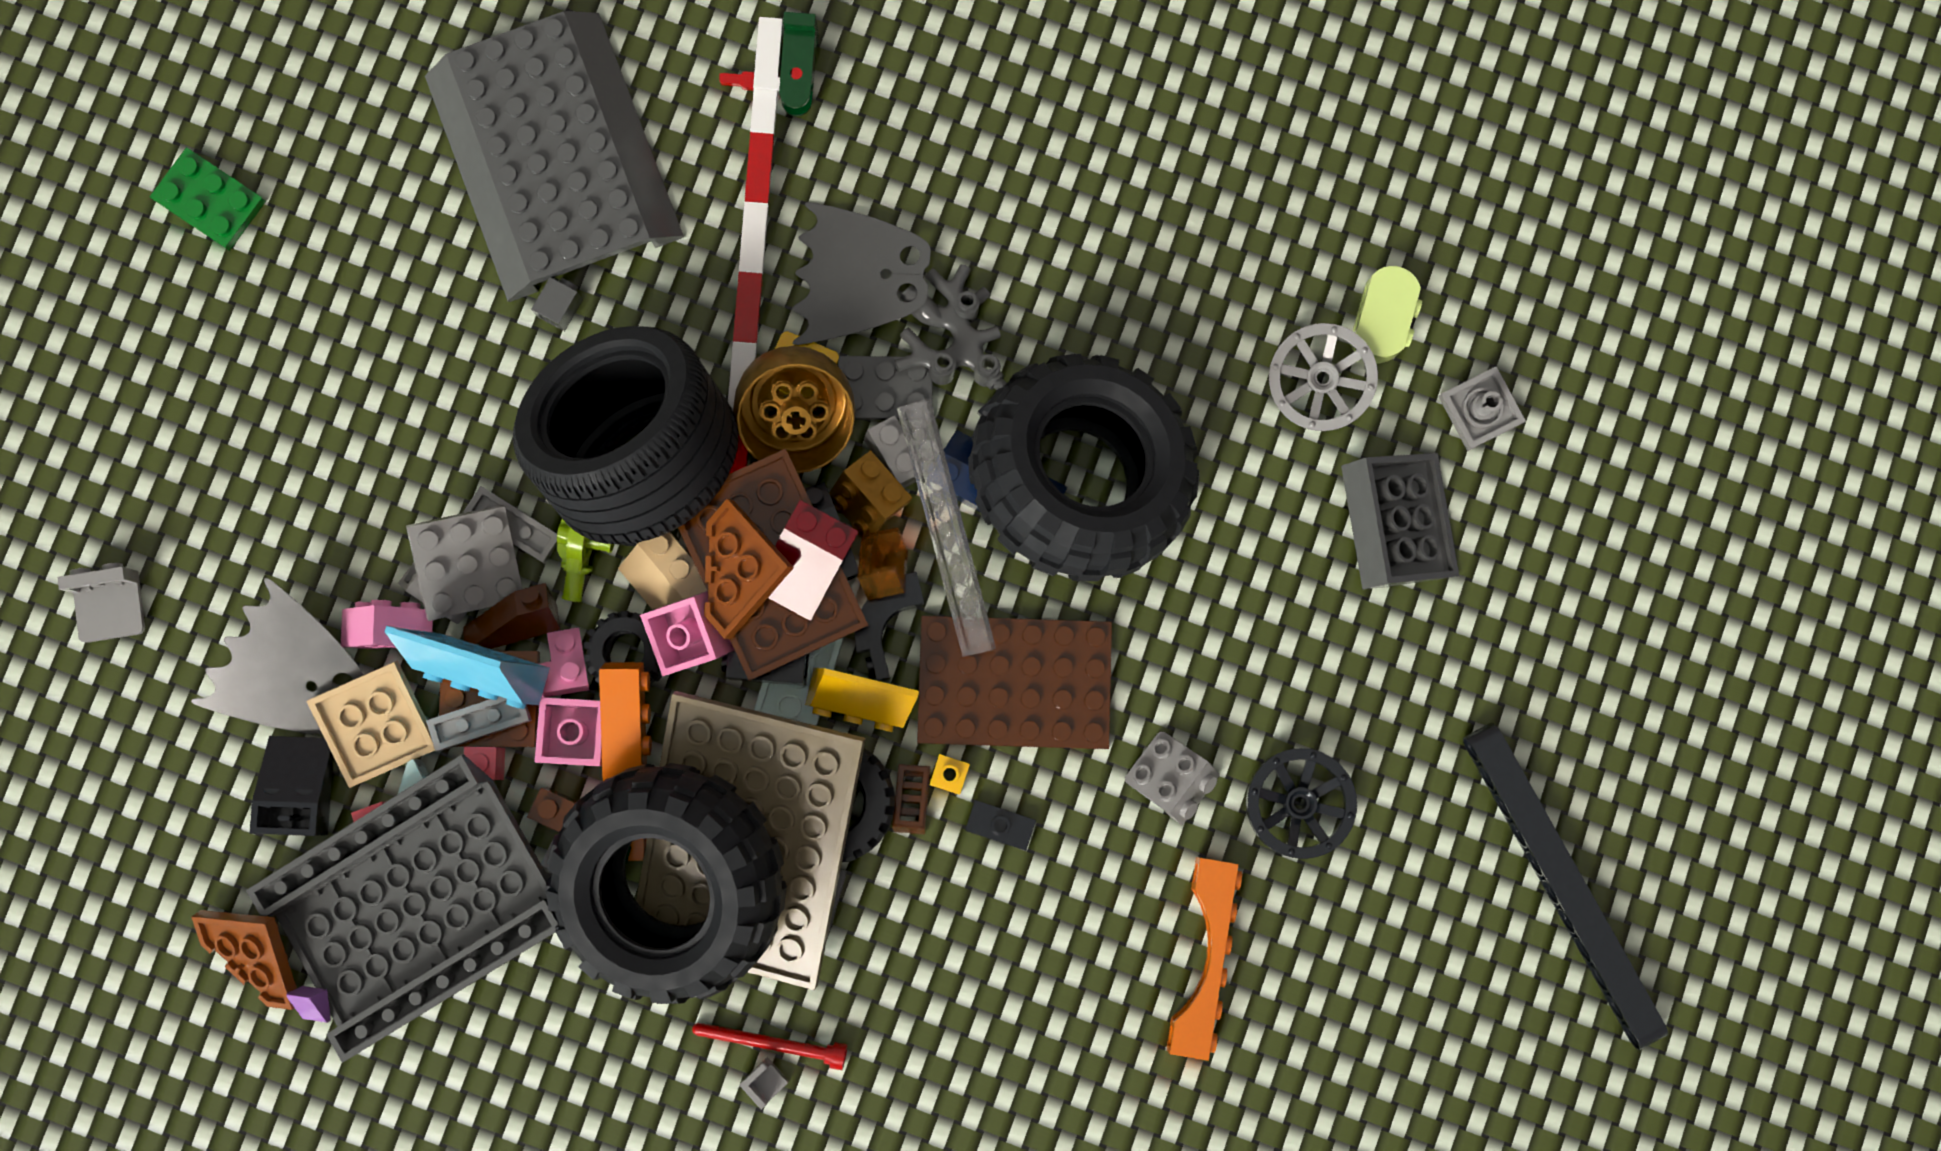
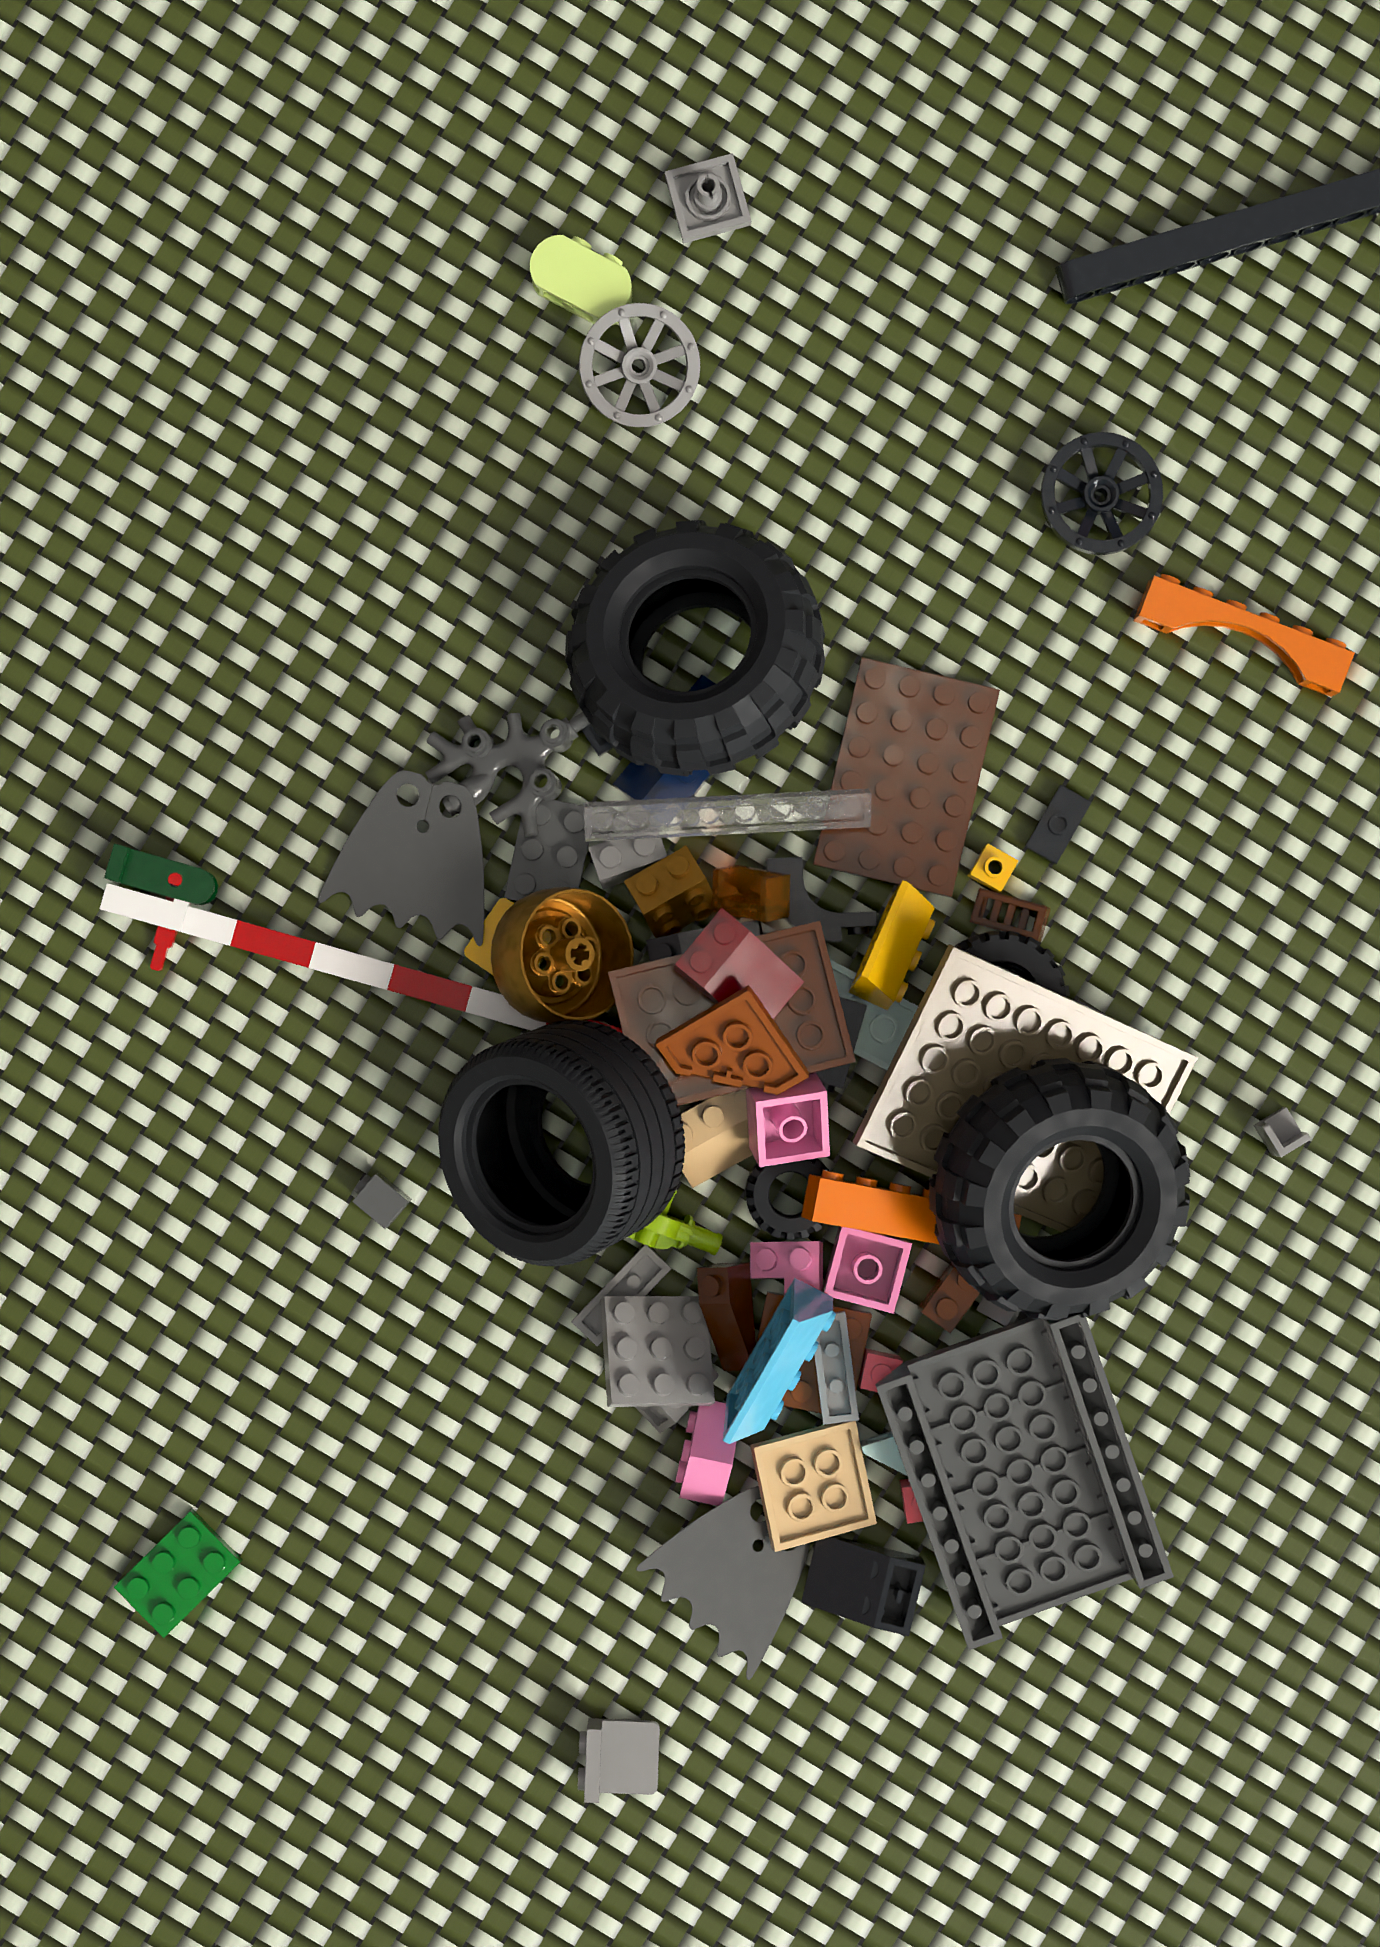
camera: 75 degrees left, 5 degrees up
(252, 951) = (1033, 1657): dark orange plate -> none
(311, 1003) = (1101, 1602): medium lavender slope -> none
(551, 149) = (202, 1175): dark grey slope -> none
(832, 1054) = (1266, 1054): red piece -> none
(1172, 777) = (1044, 627): light grey bracket -> none
(1399, 520) = (814, 317): dark grey slope -> none

